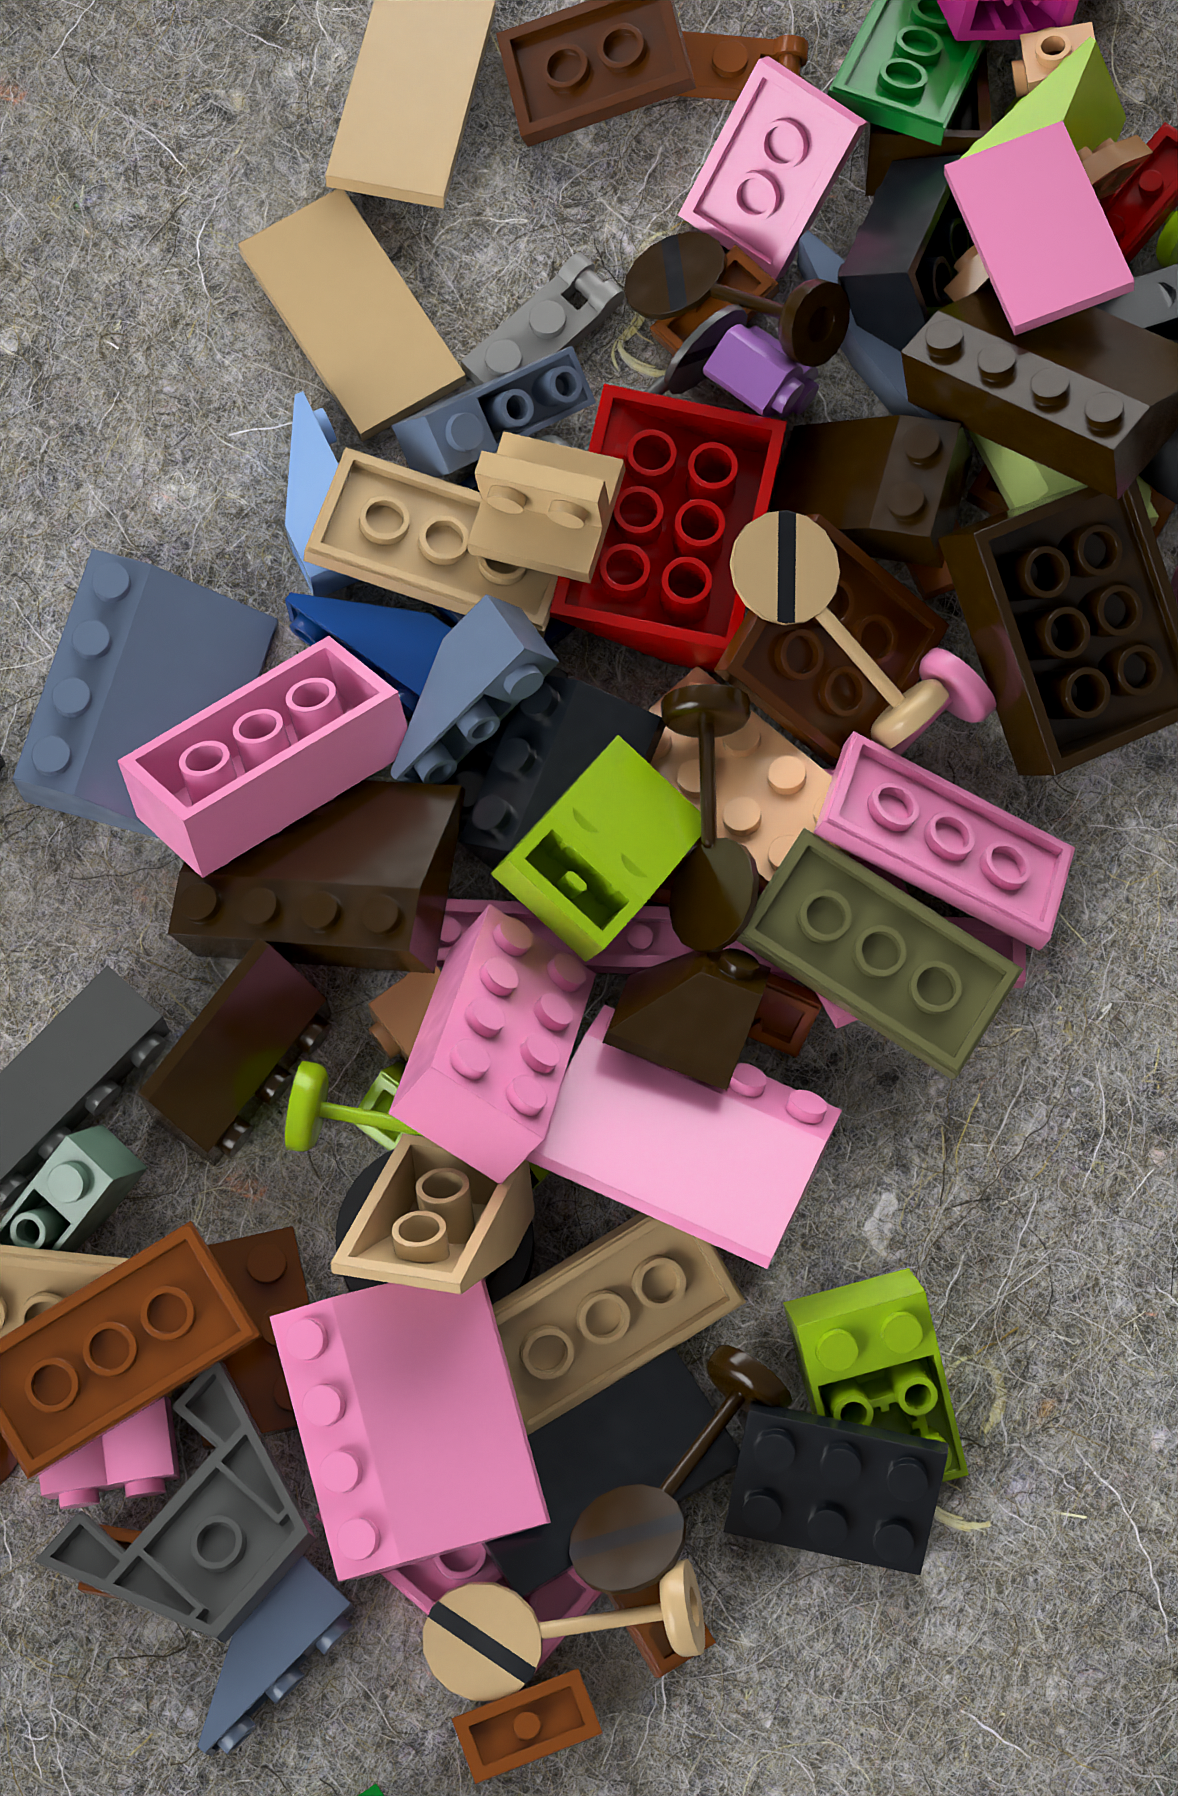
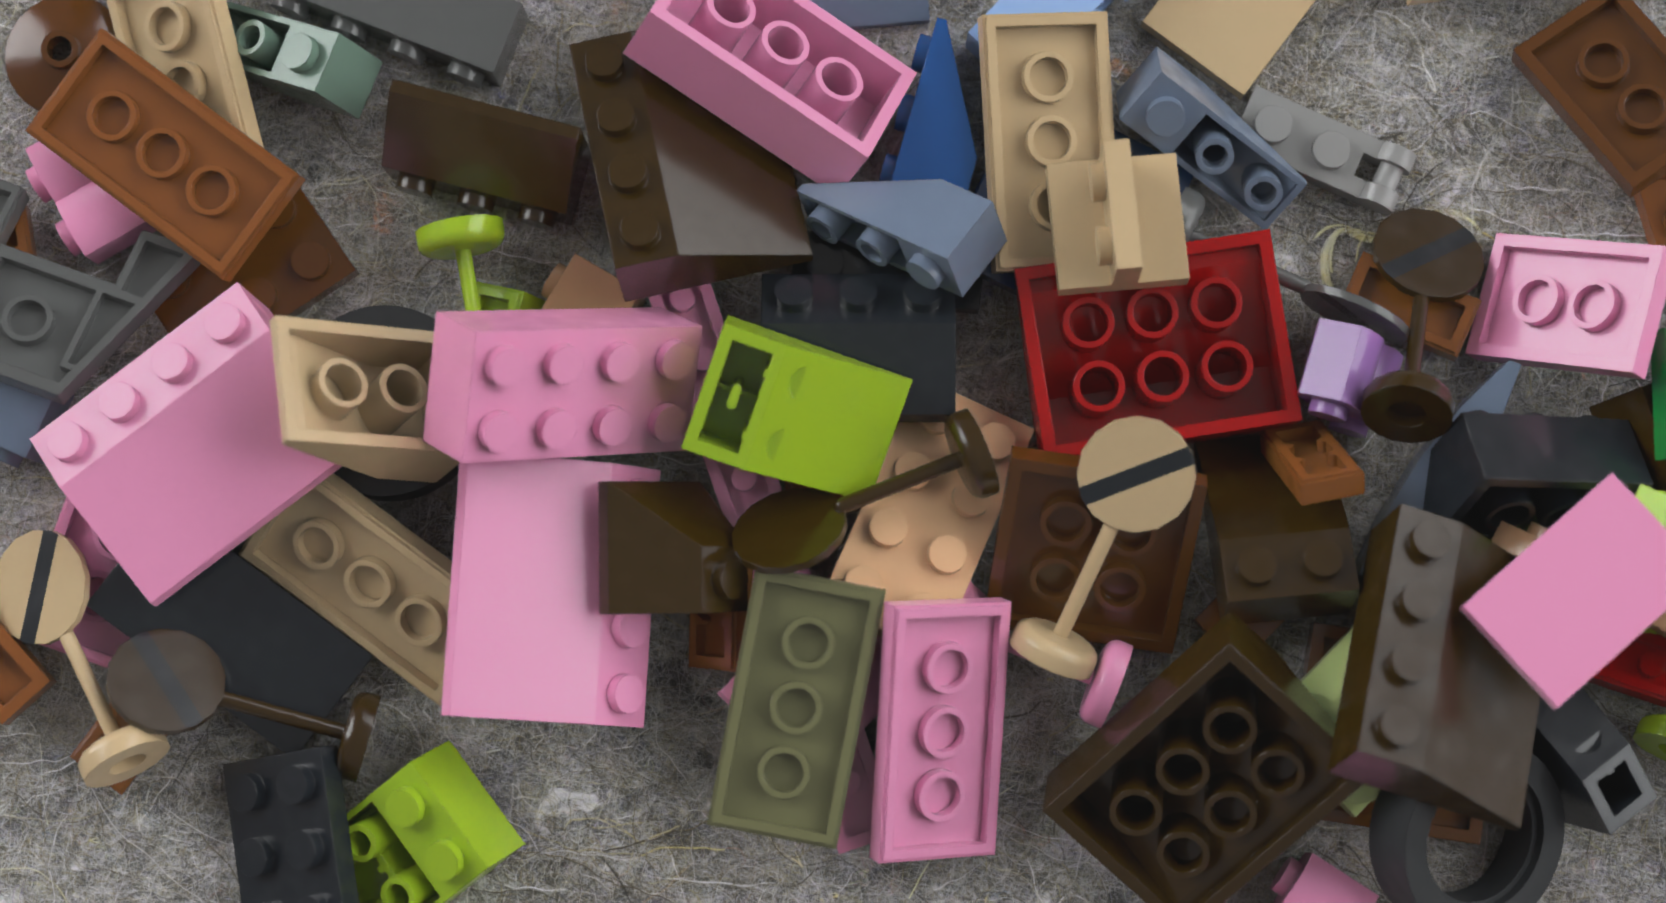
camera: 70 degrees right, 10 degrees up
(828, 428) = (1312, 462): none -> dark orange plate

